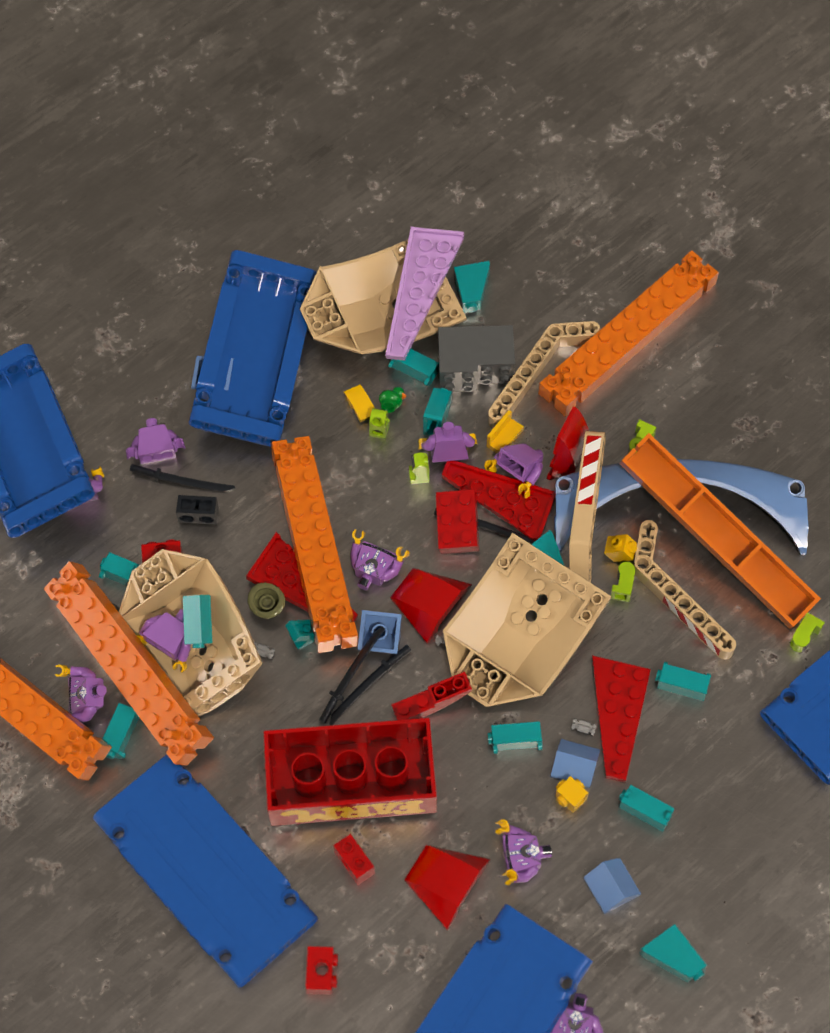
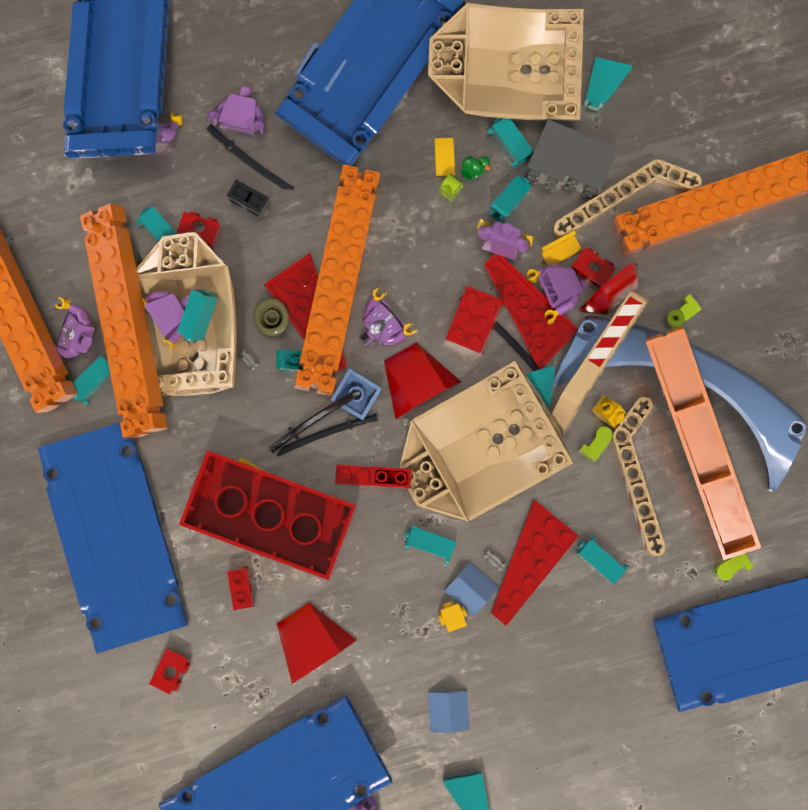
camera: 15 degrees right, 20 degrees up
(419, 469) = (466, 250): lime leg -> none
(423, 272) = (565, 50): lavender wing -> none
(521, 853) = (384, 651): medium lavender torso -> none
(535, 428) = (582, 268): none -> red brick
(646, 807) = (510, 659): teal brick -> none

